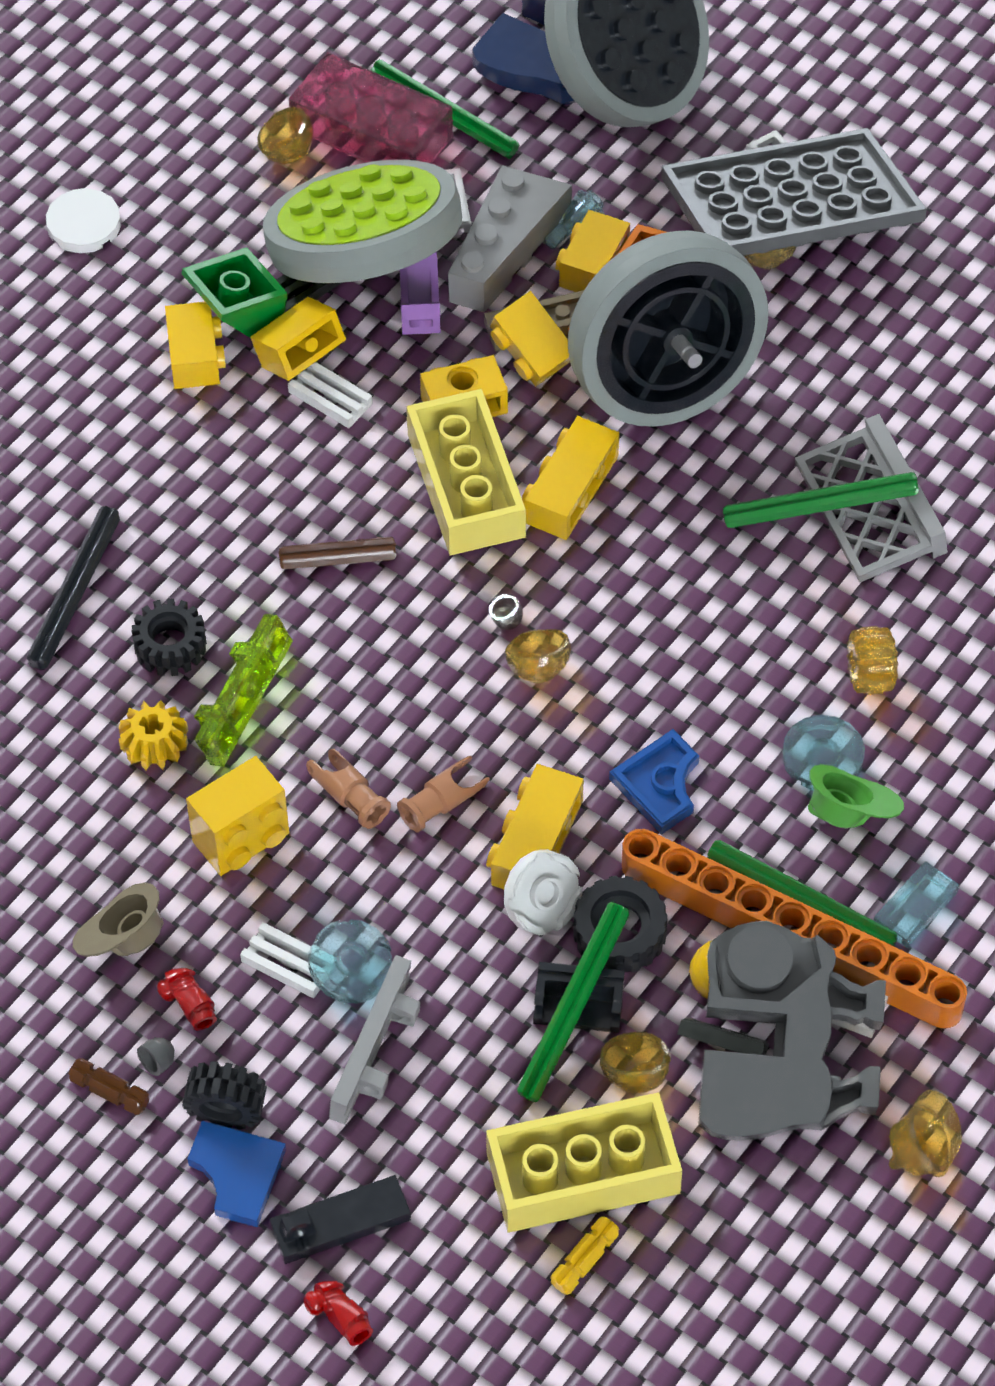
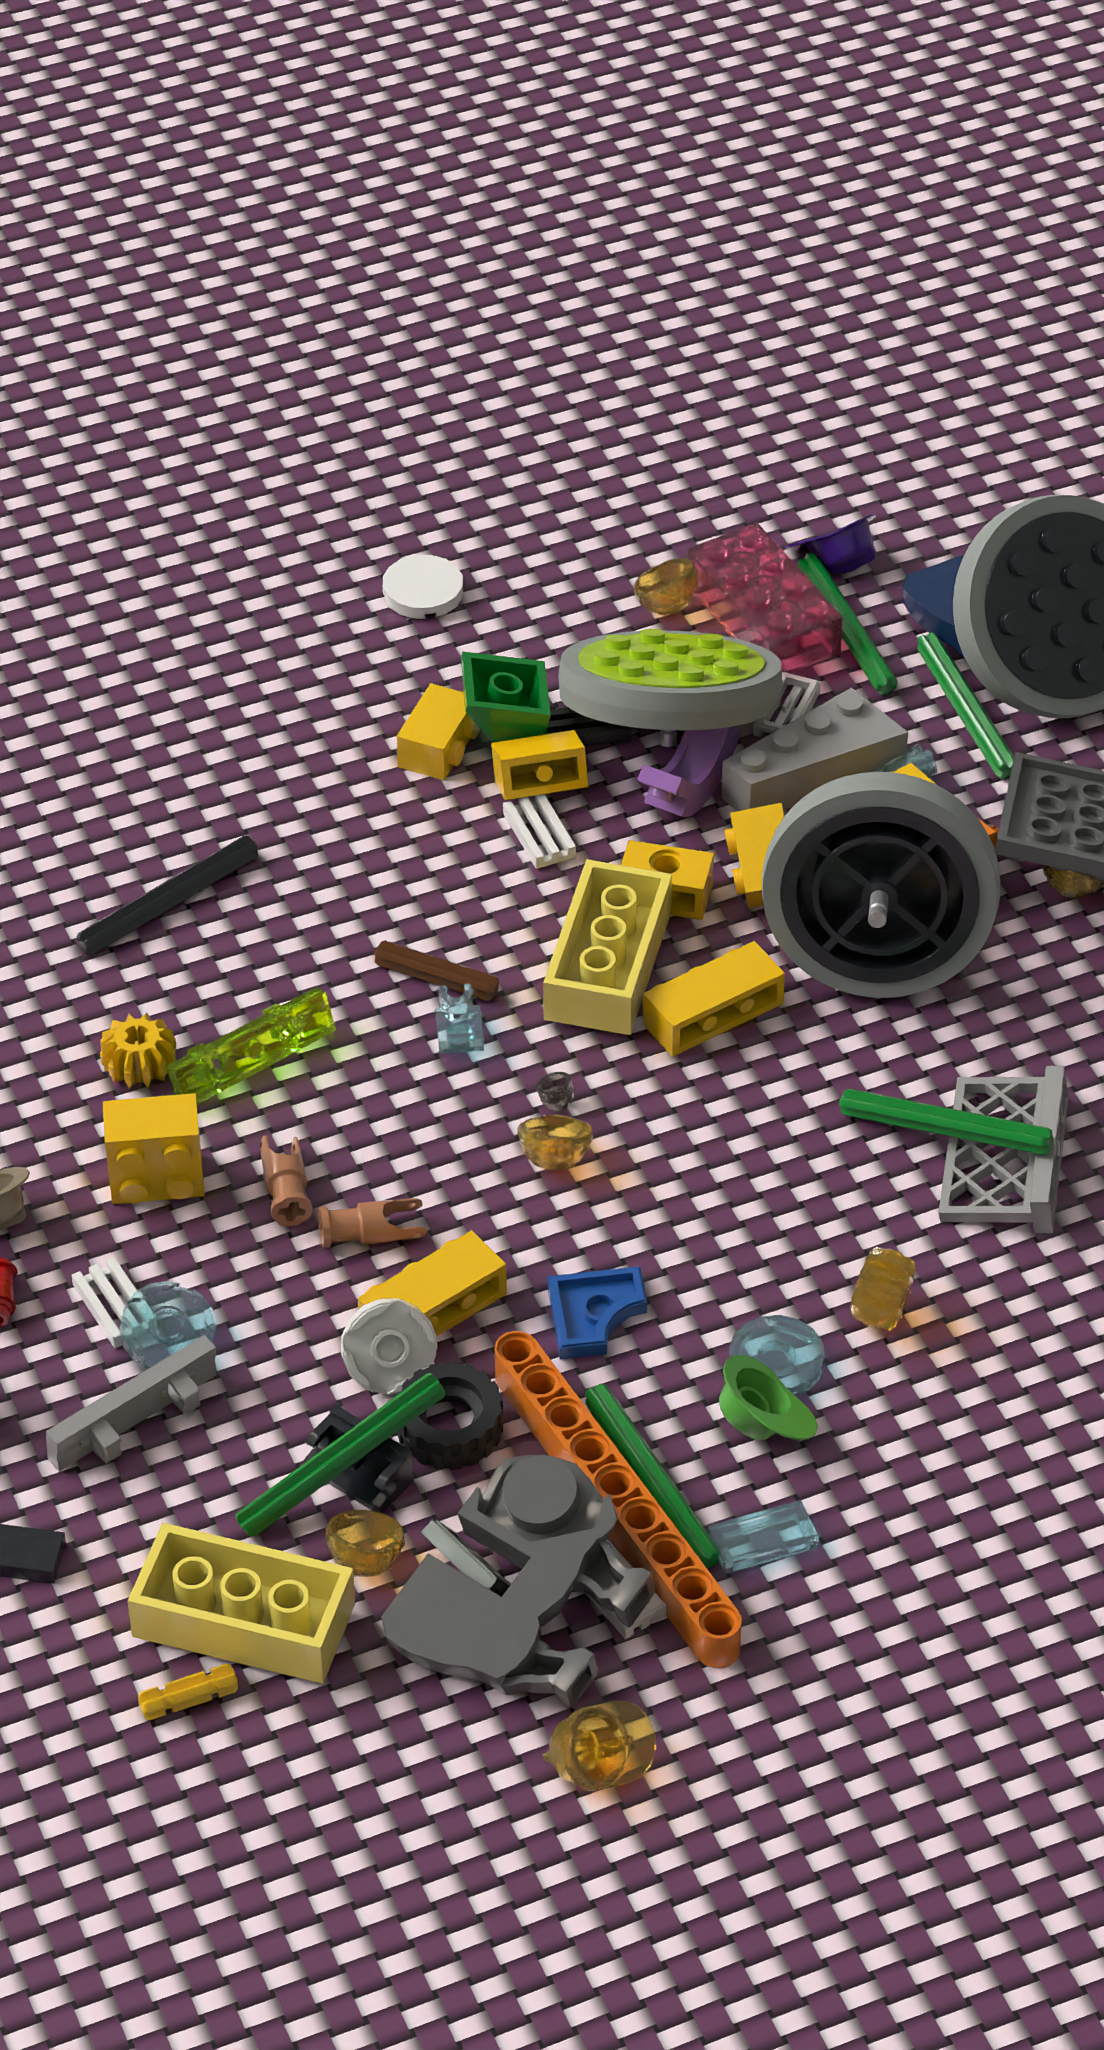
camera: 30 degrees right, 10 degrees down
(169, 618) = (219, 956): black tyre -> none
(391, 592) = (458, 1023): none -> clear light blue plate
(398, 44) = (845, 548): none -> dark purple piece
(584, 139) = (966, 704): none -> green axle

